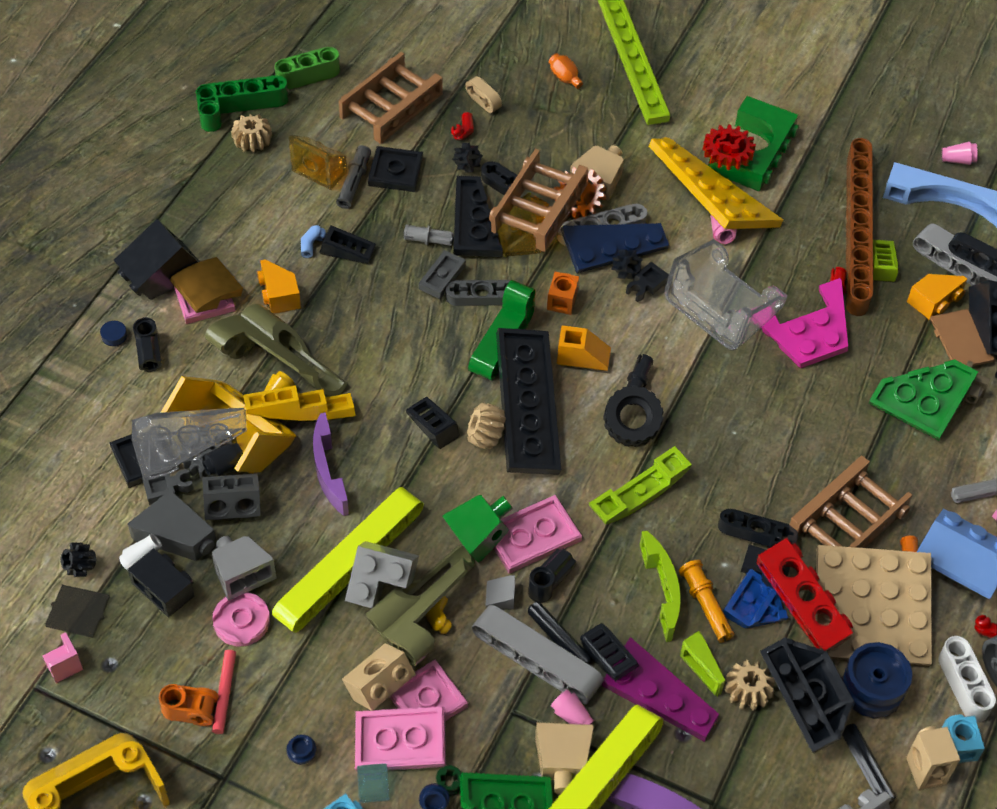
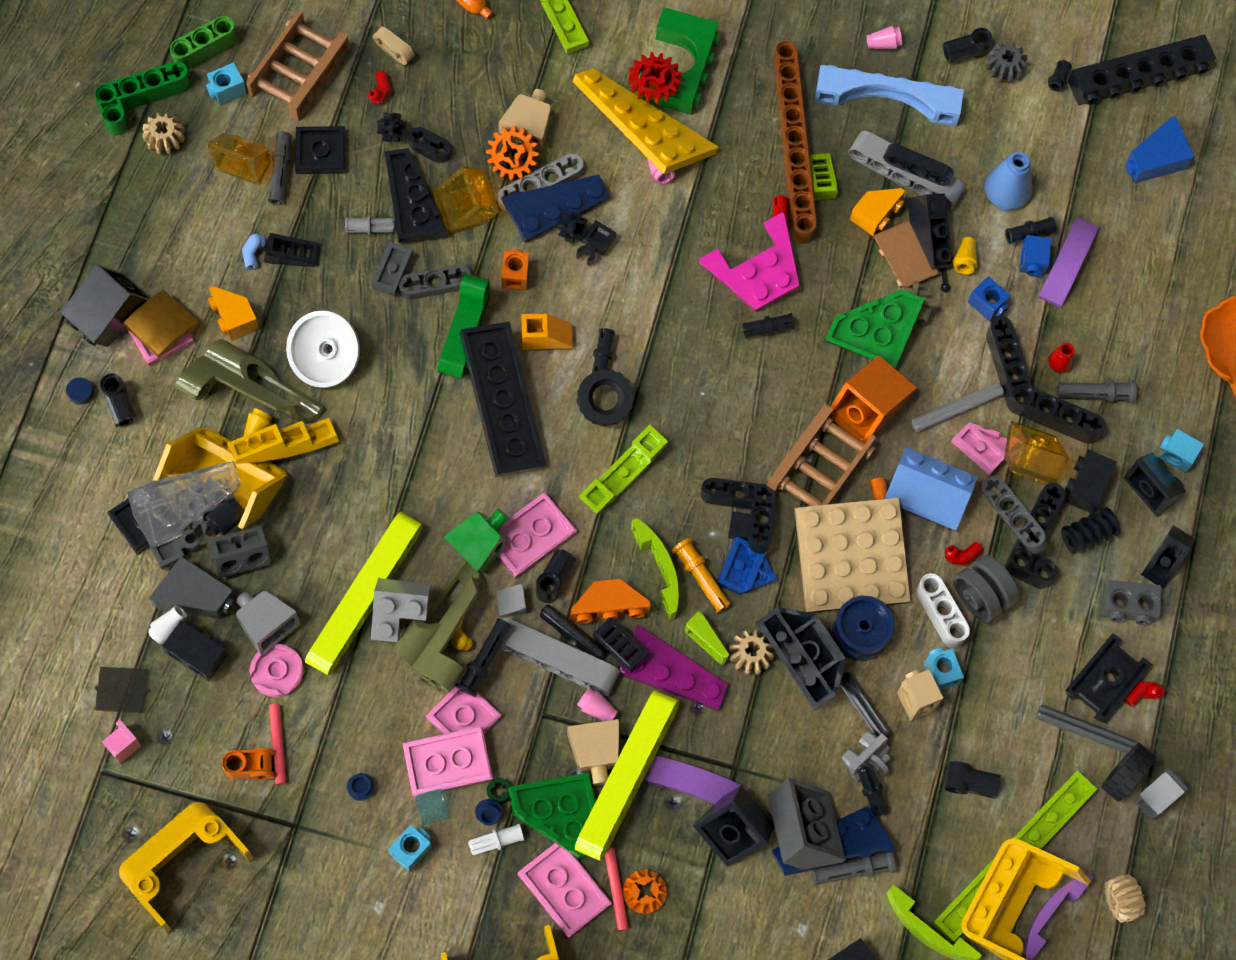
camera: 15 degrees left, 15 degrees up
(78, 559) = (110, 641): black gear -> none
(319, 102) = (229, 75): none -> medium azure brick
(333, 489) = (335, 525): medium lavender slope -> none
(349, 320) = (309, 353): none -> white dish
(378, 676) = (417, 707): tan brick -> none
(442, 434) = (425, 445): black slope -> none
(450, 649) = (478, 668): none -> black pin
(486, 426) = (467, 433): tan gear -> none
(555, 214) = (492, 191): medium nougat fence -> none
(604, 605) = (607, 600): none -> orange slope
(717, 298) = (669, 251): clear windscreen -> none
(789, 555) = (757, 538): red brick -> none
(811, 379) = (768, 325): none -> black pin
(911, 460) = (871, 399): none -> orange slope

